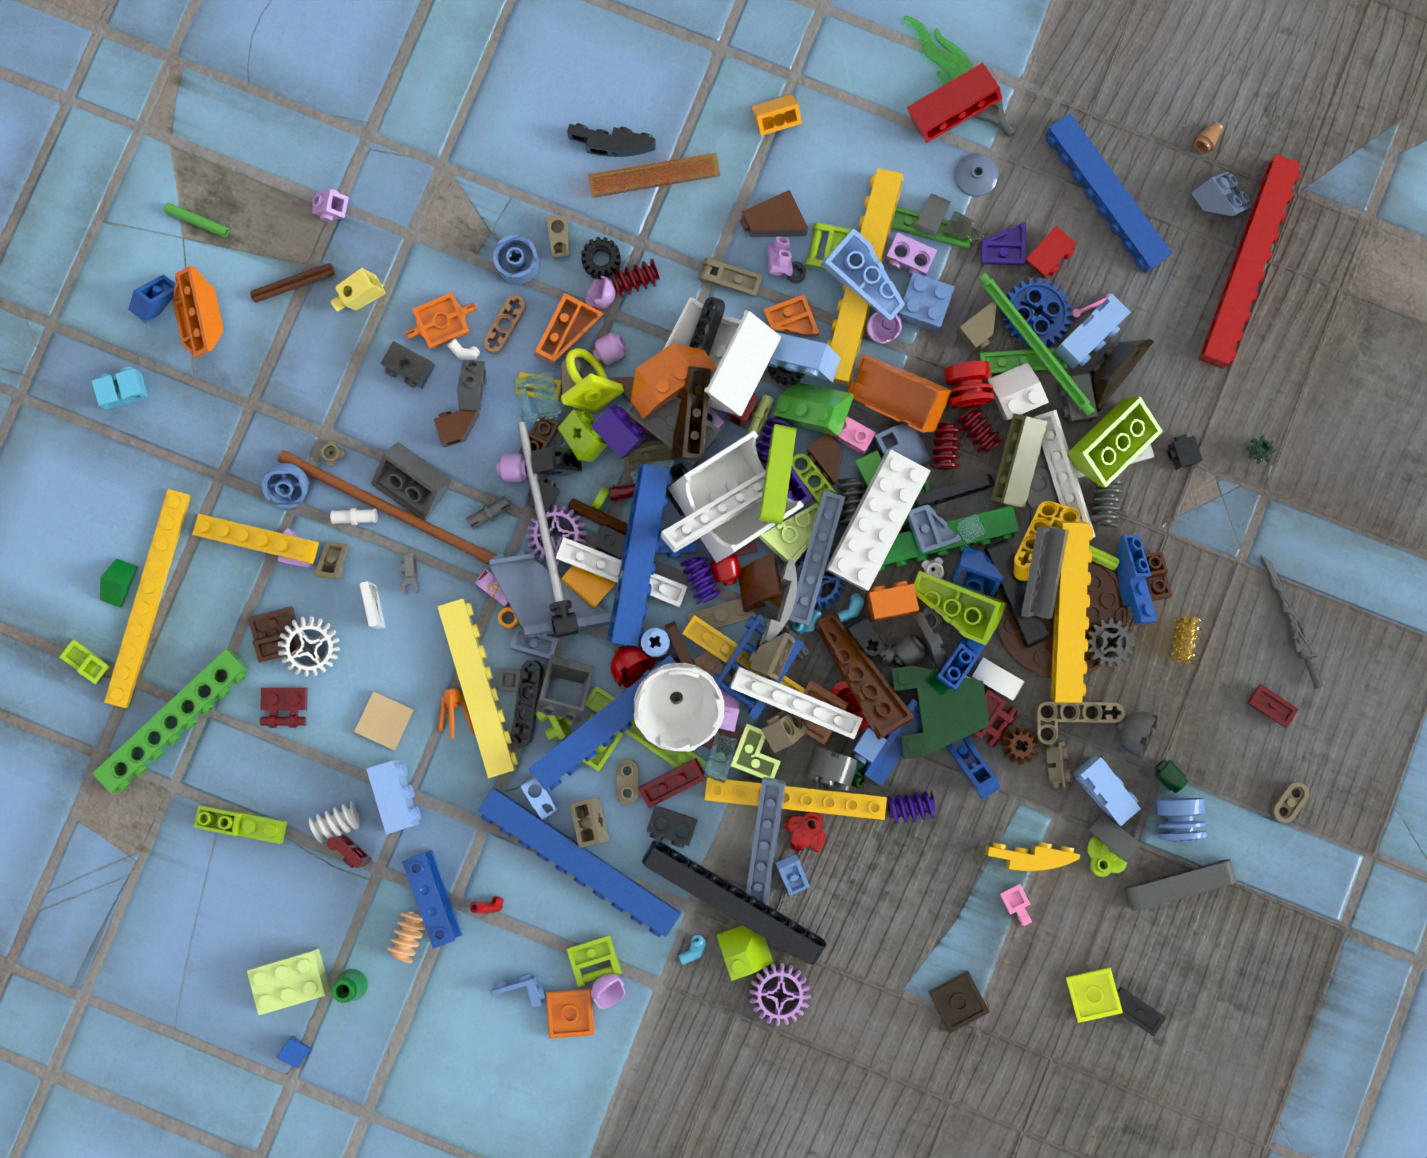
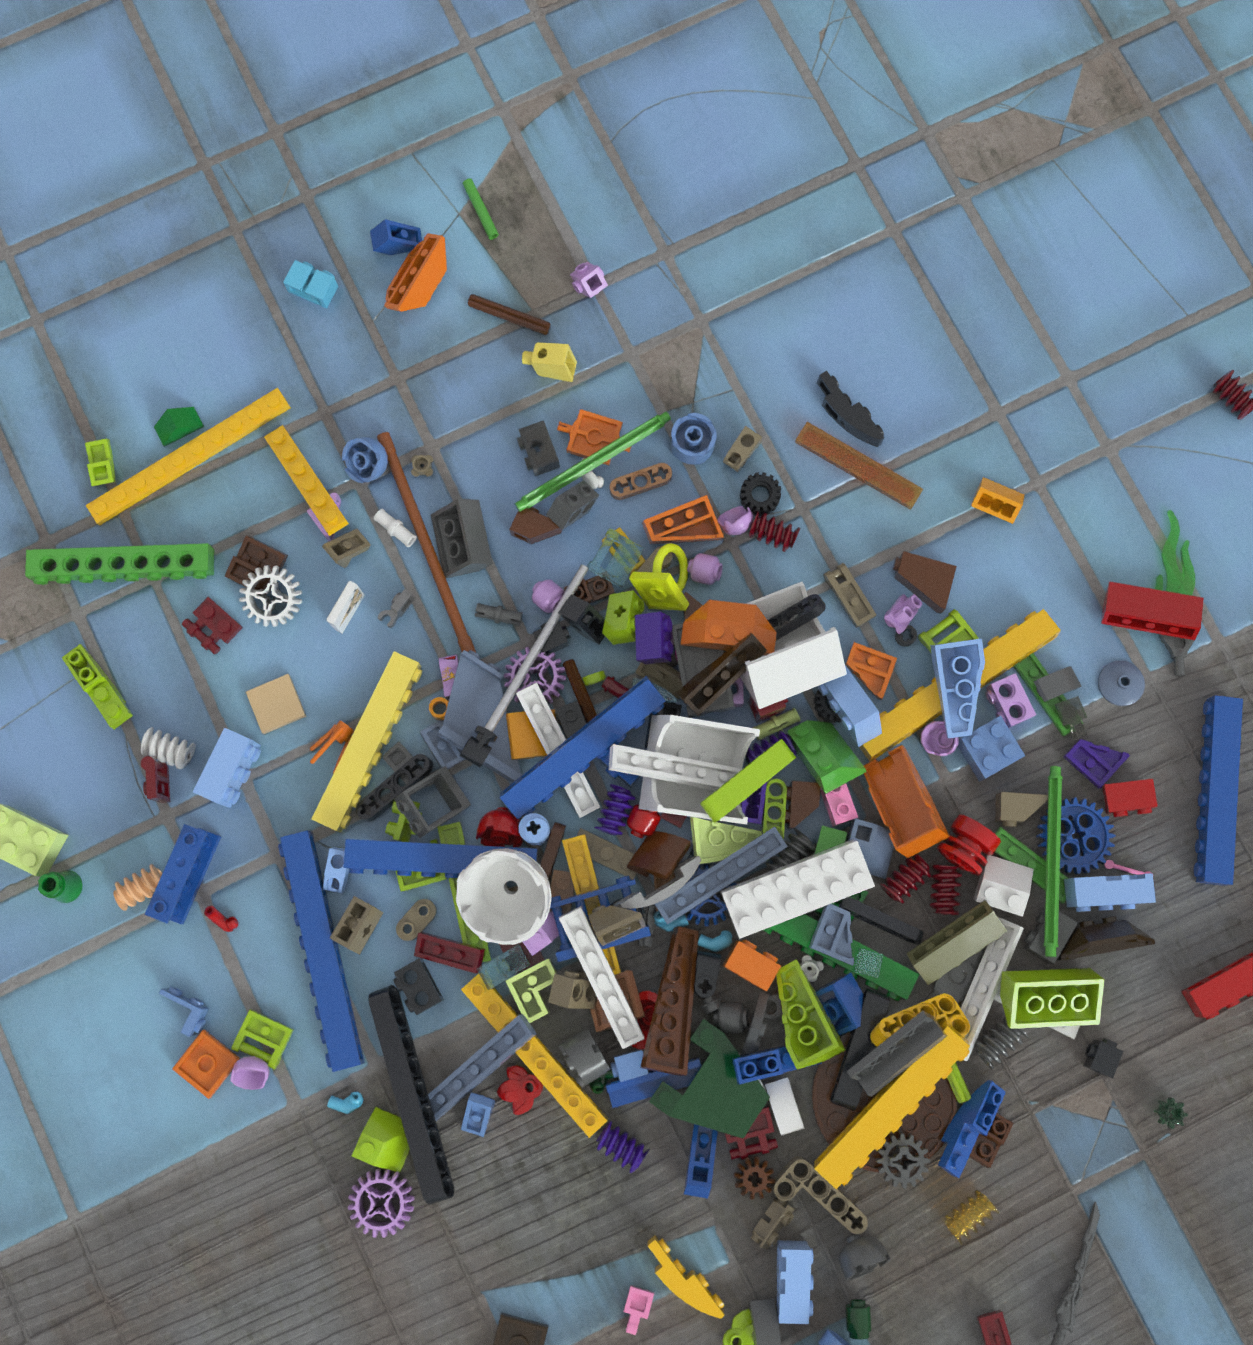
camera: 45 degrees right, 5 degrees down
(457, 340) = (592, 461): none -> bright green piece

